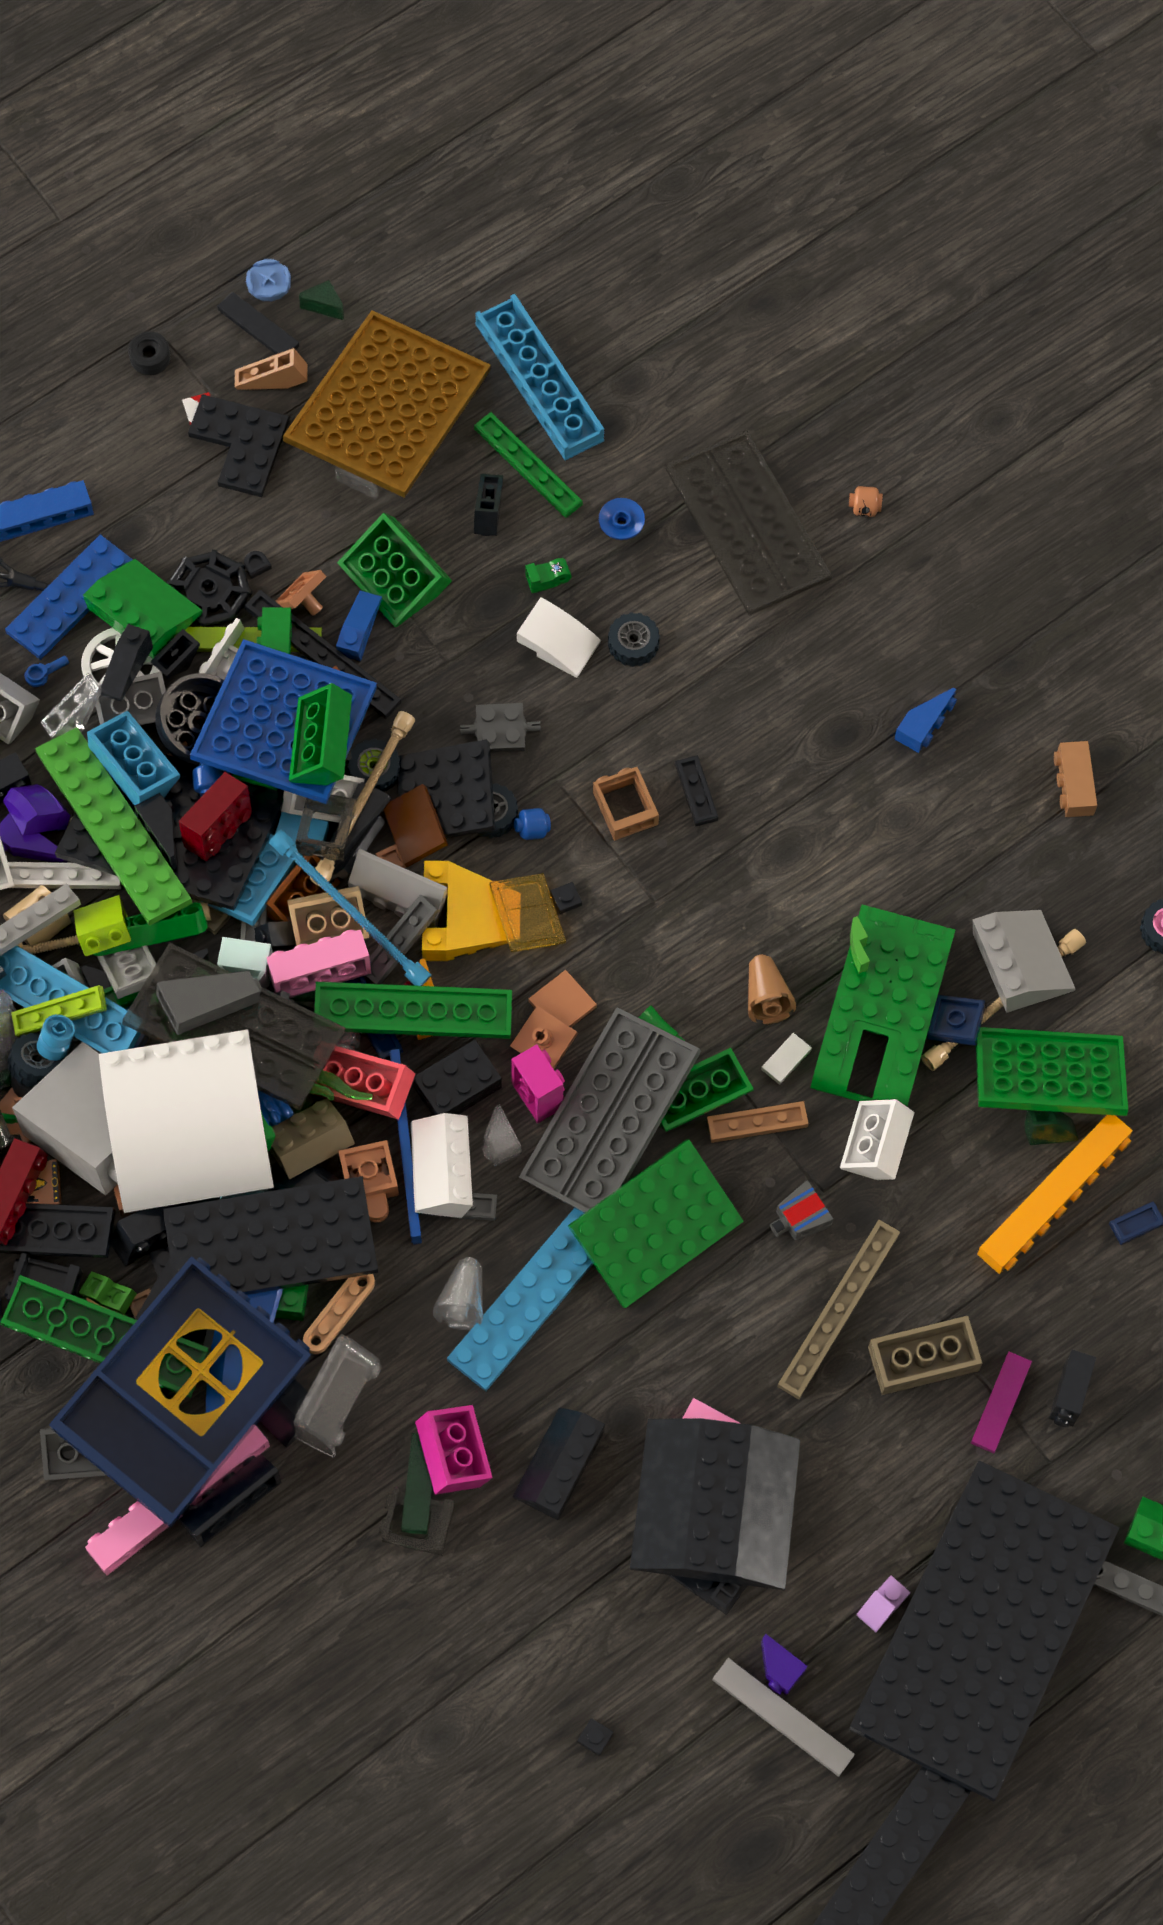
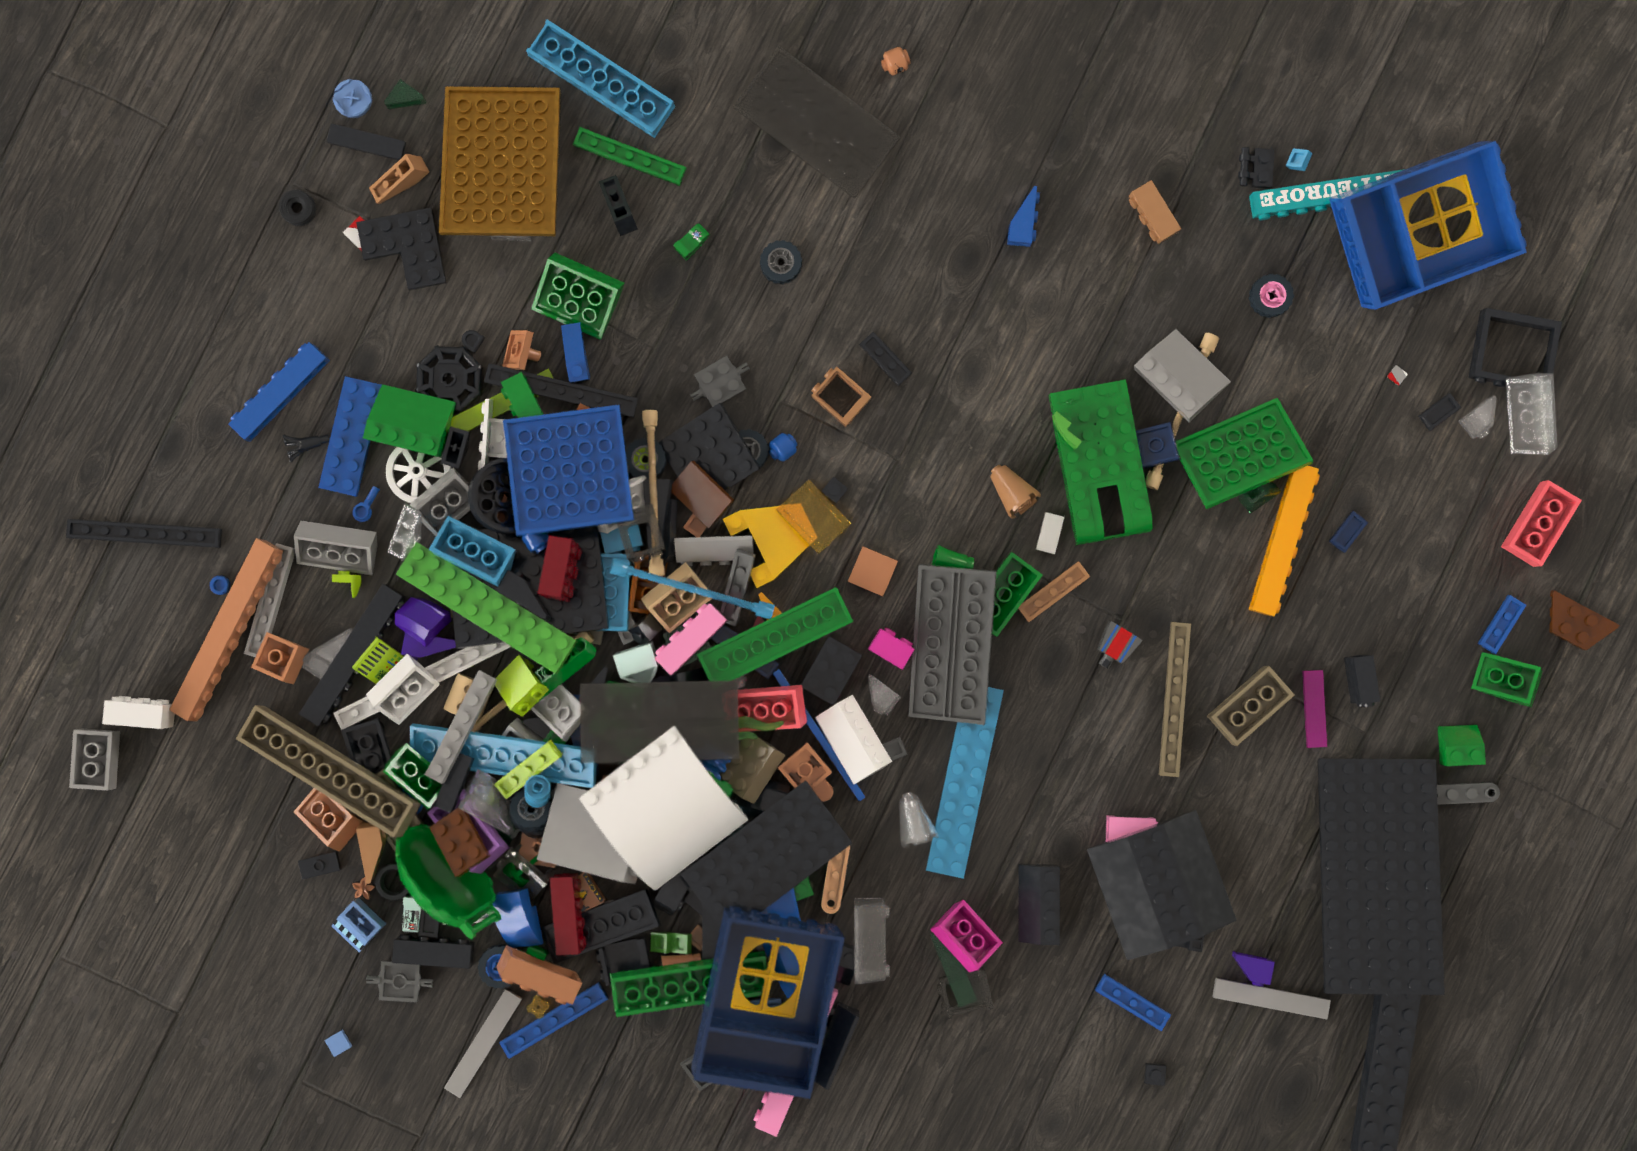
camera: 25 degrees left, 20 degrees up
(126, 661) = (427, 481): black slope -> none
(206, 998) = (630, 717): dark grey slope -> none
(321, 736) = (604, 473): green slope -> none
(547, 1033) = (874, 606): nougat tile -> none
(558, 638) = (725, 289): white slope -> none
(612, 1637) = (1133, 1002): none -> blue tile
(621, 510) = (722, 158): blue dish -> none
(655, 1223) = (1022, 705): green plate -> none
(877, 1139) = (1142, 563): white slope -> none
(883, 1603) = (1301, 888): lavender slope -> none

